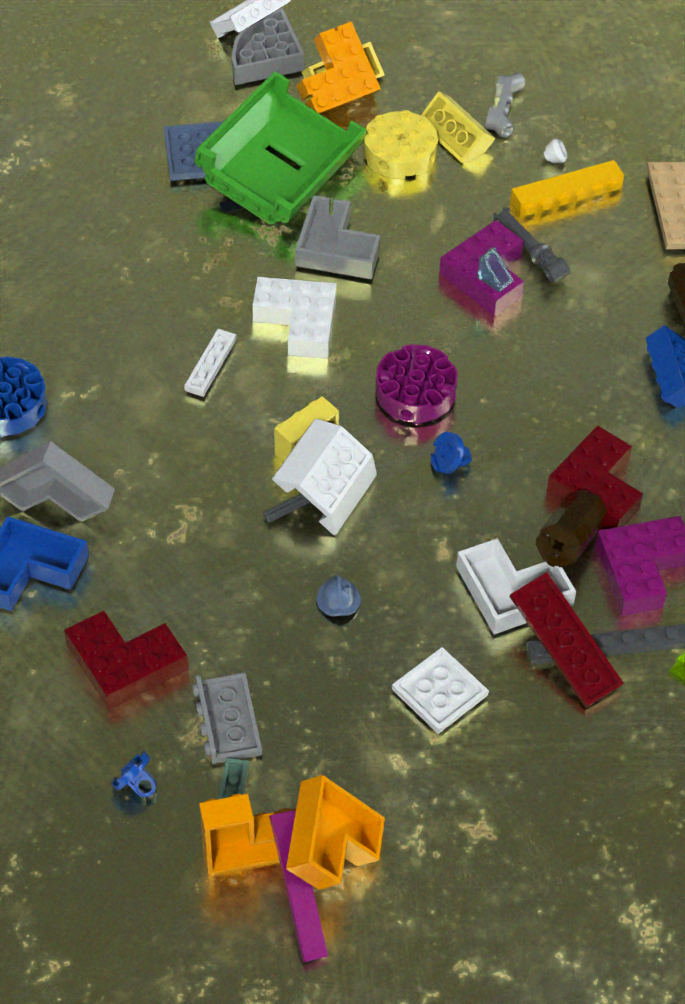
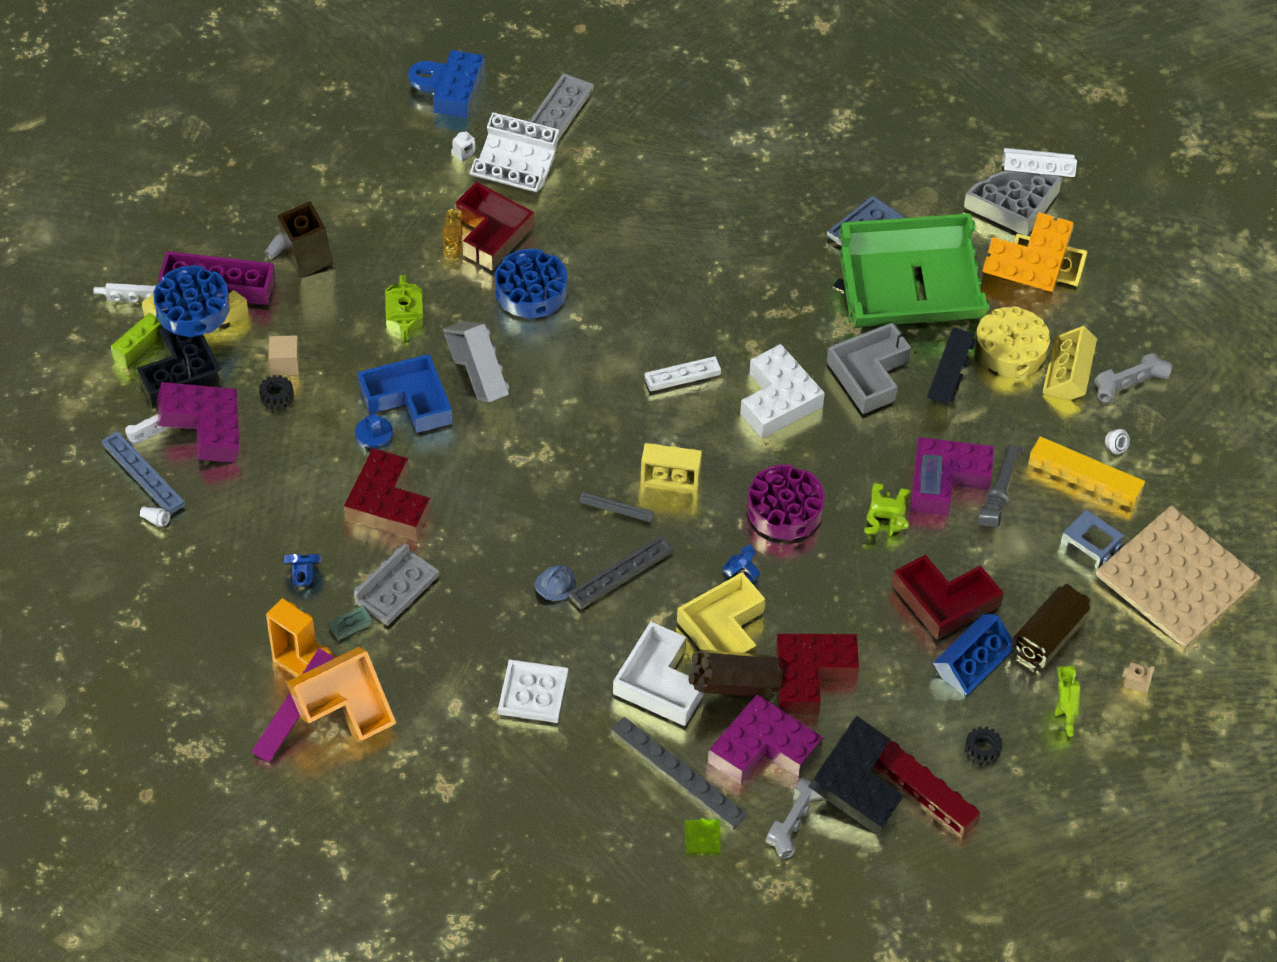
camera: 50 degrees right, 0 degrees up
(36, 621) = (373, 432): none -> blue tile
(328, 471) = (641, 502): white slope -> none
(374, 543) = (621, 572): none -> flat silver plate
(392, 186) = (950, 366): none -> black brick
(484, 324) = (887, 508): none -> lime animal
(493, 512) = (717, 616): none -> light yellow piece
(566, 640) = (639, 734): dark red plate -> none
(607, 355) = (945, 604): none -> dark red piece
(620, 232) = (1080, 526): none -> sand blue window

